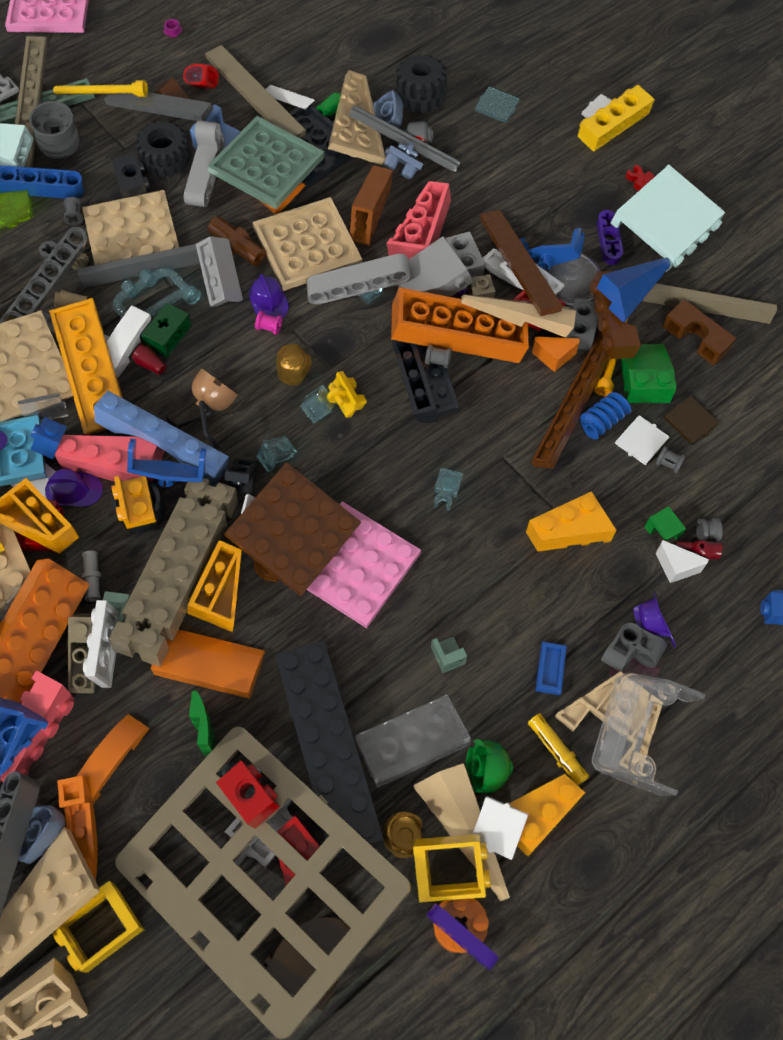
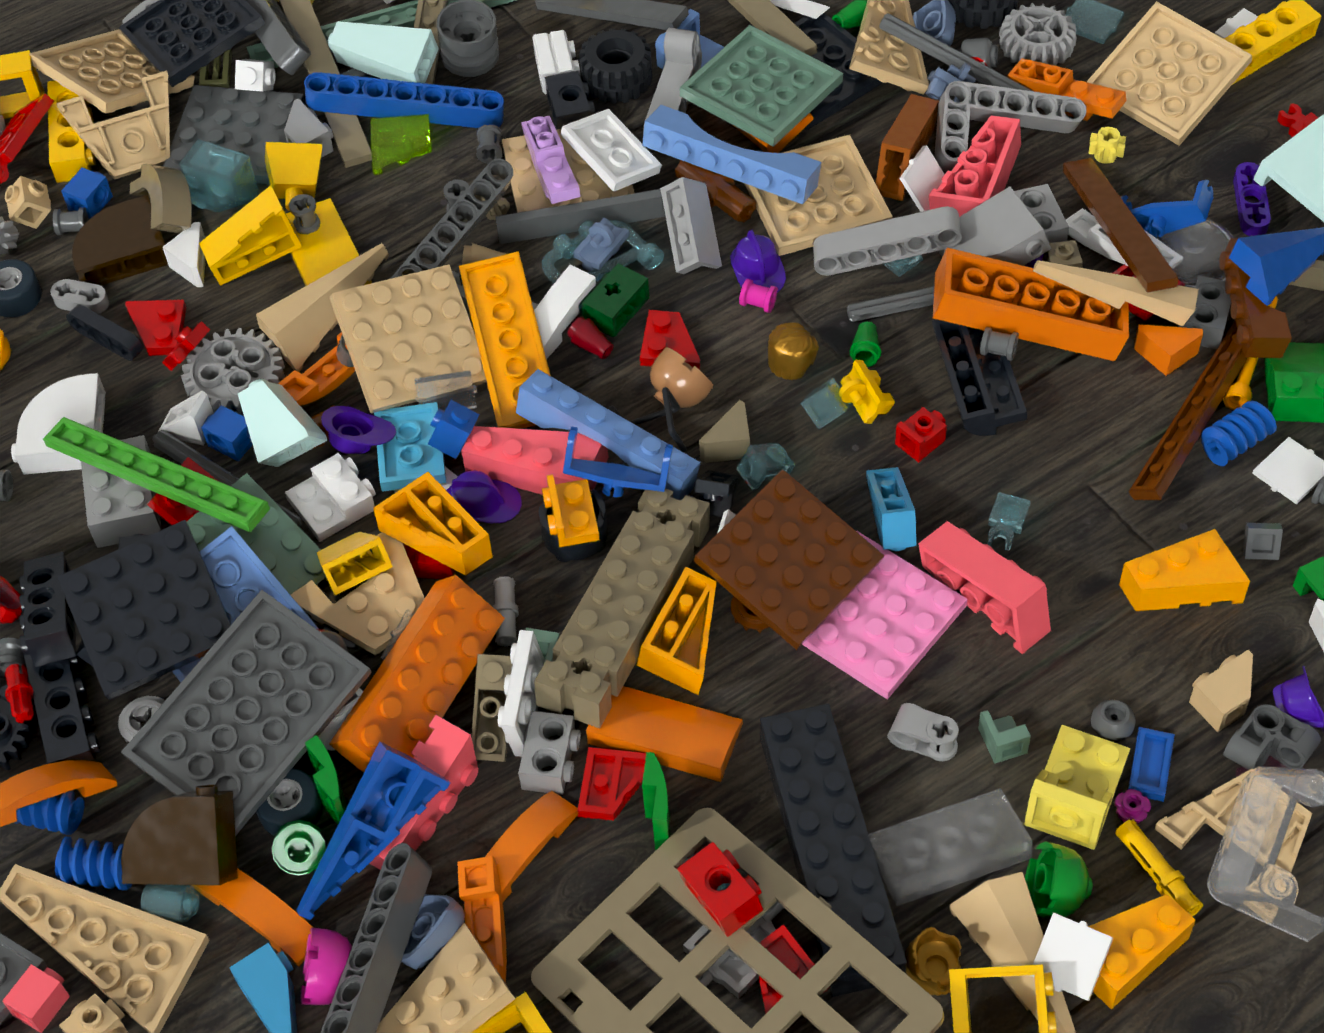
camera: 10 degrees right, 10 degrees down
(116, 224) = (550, 160): none -> lavender slope
(118, 141) = (554, 55): none -> white brick
(118, 686) = (542, 752): none -> light grey brick
(154, 287) = (600, 244): none -> sand blue hips
(159, 214) = (611, 149): none -> white plate
(169, 705) = (609, 782): none -> red wing
(205, 355) = (667, 330): none -> red wing
(249, 433) = (727, 438): none -> dark tan slope
(283, 230) = (778, 173): none -> medium blue arch
(345, 358) = (866, 344): none -> green cone
(362, 325) = (891, 304): none -> dark grey axle
(366, 483) = (892, 509): none -> dark azure slope
(382, 229) = (922, 177): none -> white piece
(383, 429) = (921, 433): none -> red brick
(388, 654) = (922, 732): none -> light grey piece
(433, 168) = (997, 99): none -> light grey beam
(435, 538) = (990, 583): none -> coral wedge
(465, 117) = (1038, 35): none -> light grey gear
(479, 161) = (1060, 81): none -> orange slope
(500, 690) = (1076, 787): none -> light yellow bracket
(510, 199) = (1107, 145): none -> light yellow gear
(518, 641) = (1109, 728): none -> dark grey plate
(534, 706) = (1126, 812): none -> magenta plate
(550, 144) = (1171, 72): none -> tan plate
(602, 612) = (1225, 692): none -> tan slope
(623, 496) = (1262, 541): none -> dark grey tile

